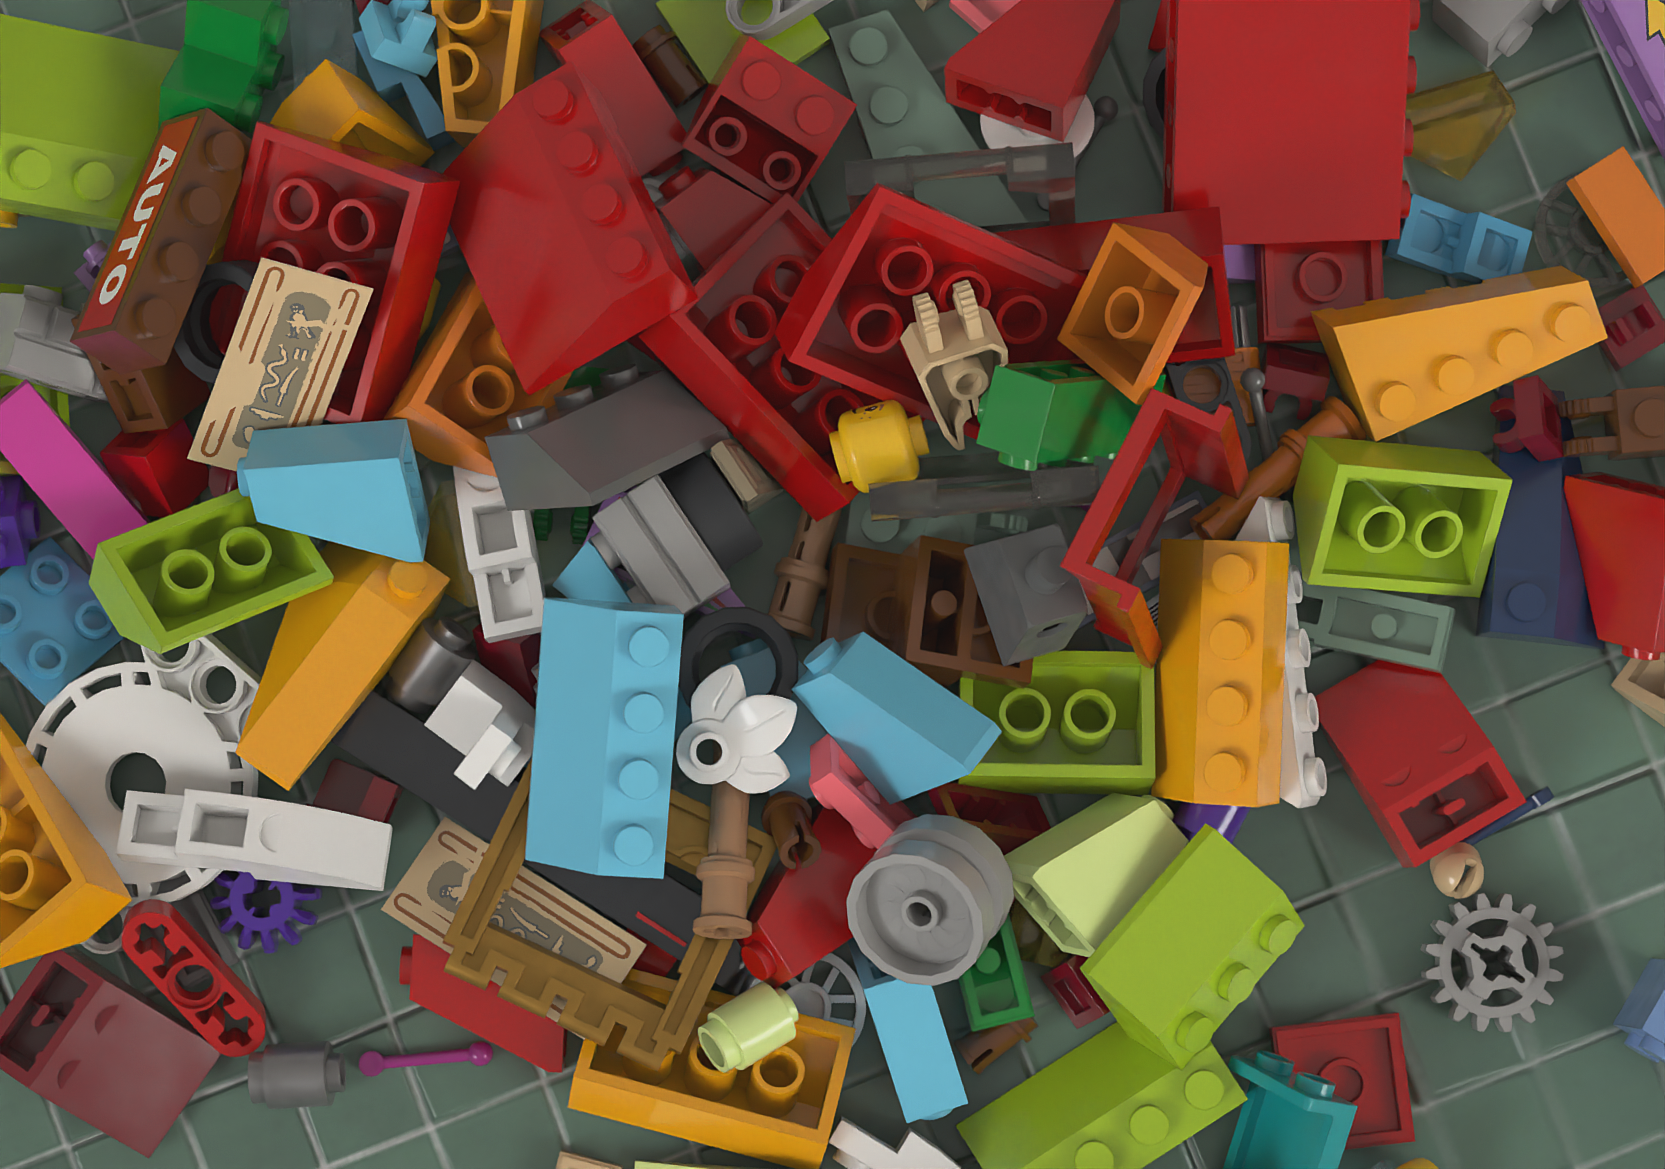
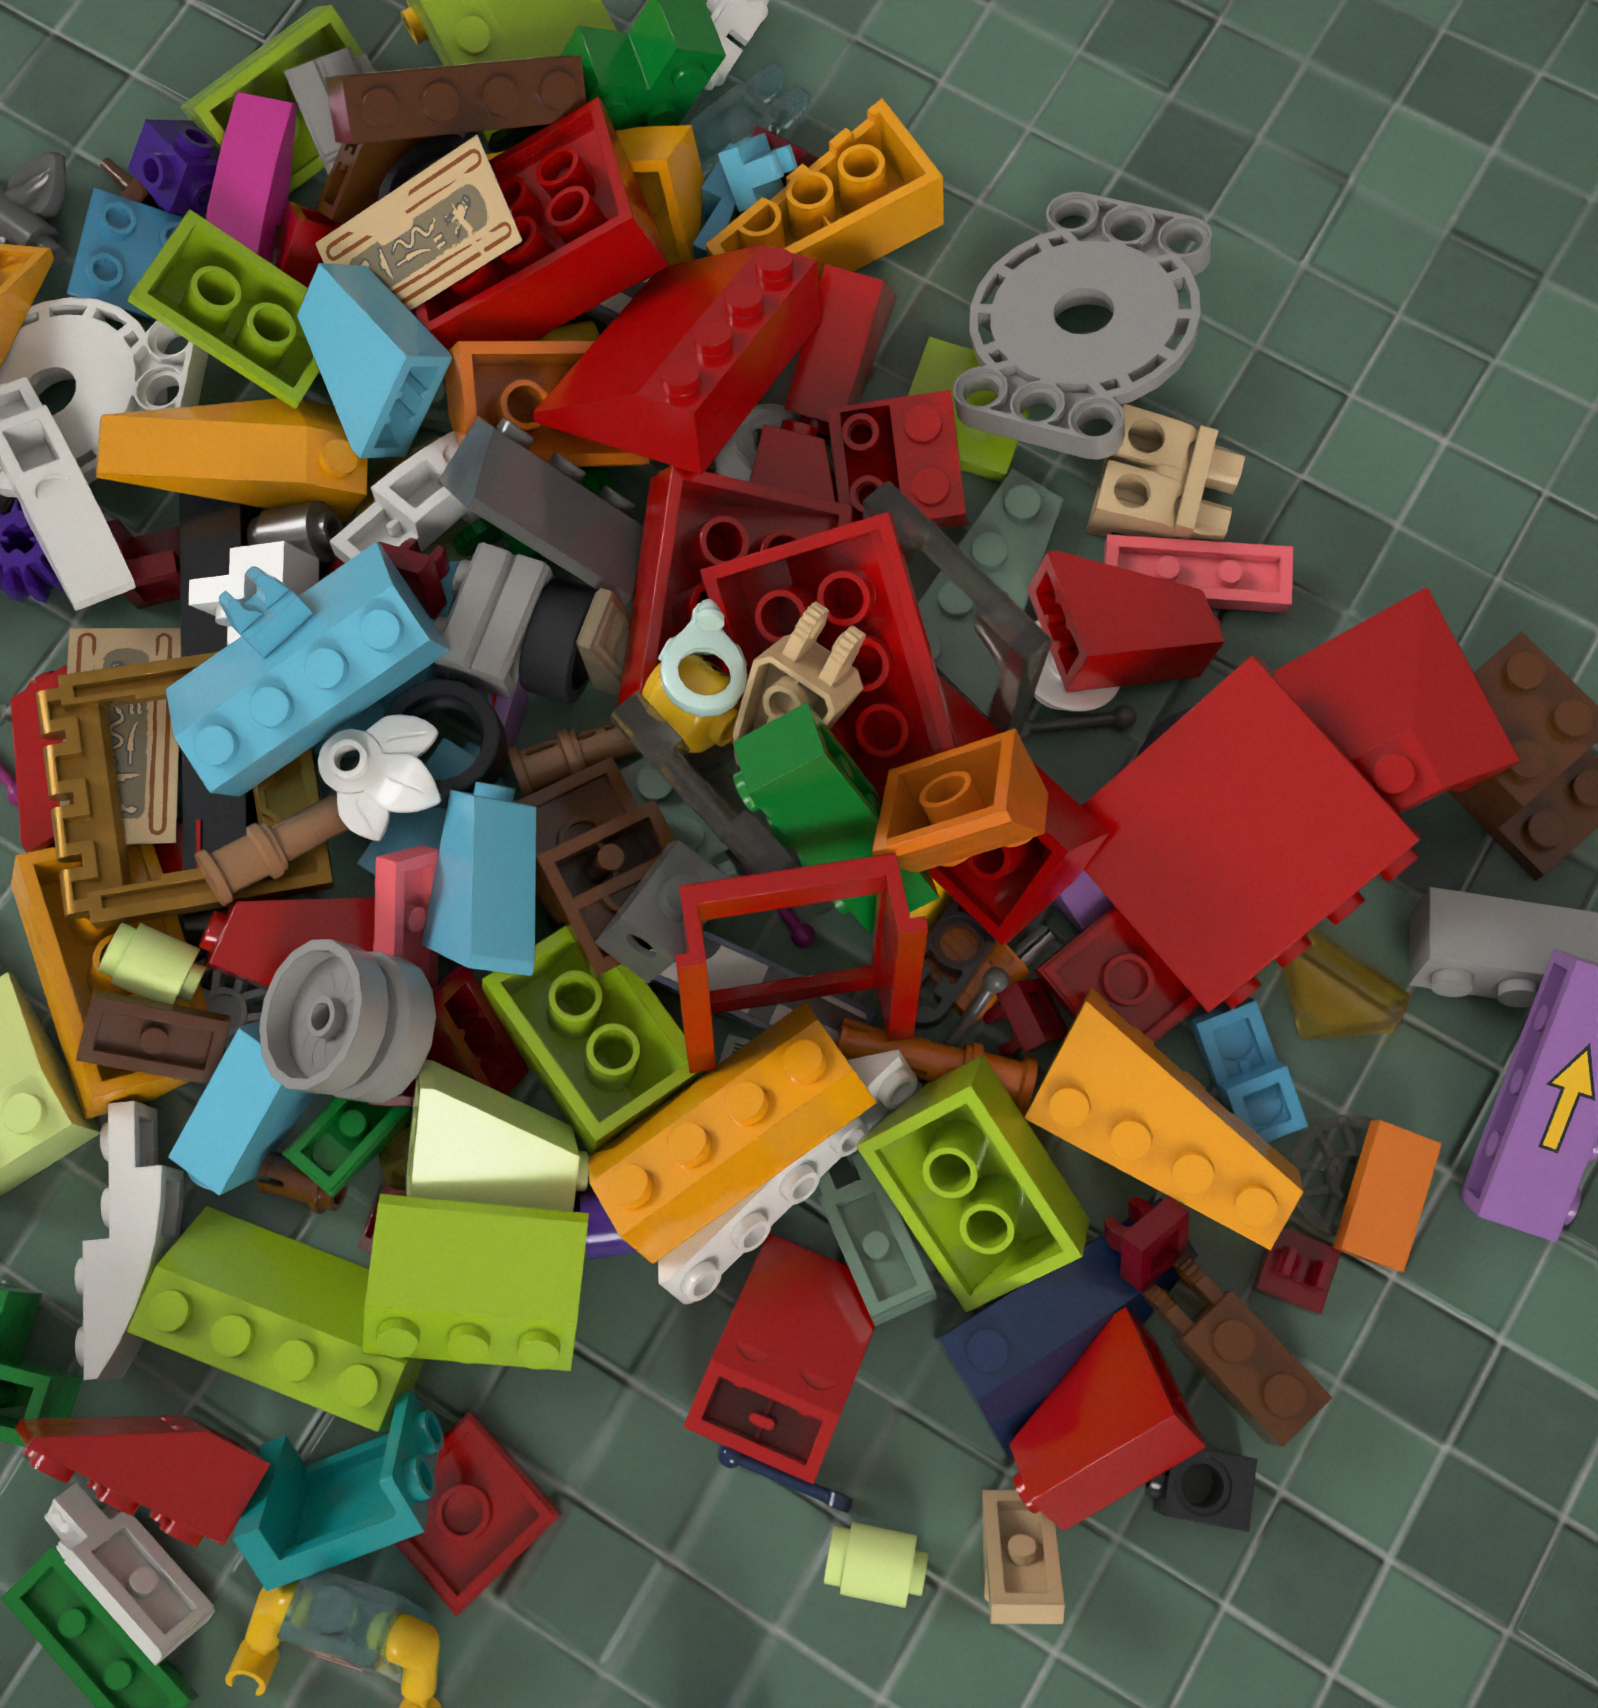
camera: 65 degrees right, 10 degrees down
(546, 729) = (267, 615): none -> medium azure tile
(580, 583) = (422, 573): none -> dark red tile
(669, 65) = (894, 365): reddish brown pin -> none
(788, 821) = (347, 875): reddish brown pin -> none
(813, 1064) = (152, 1037): none -> reddish brown plate
(845, 394) = (703, 637): none -> light aqua piece
(1449, 867) = (713, 1462): tan hinge -> none
(1507, 937) = (628, 1566): light grey gear -> none
(1607, 802) = (875, 1564): none -> yellowish green brick

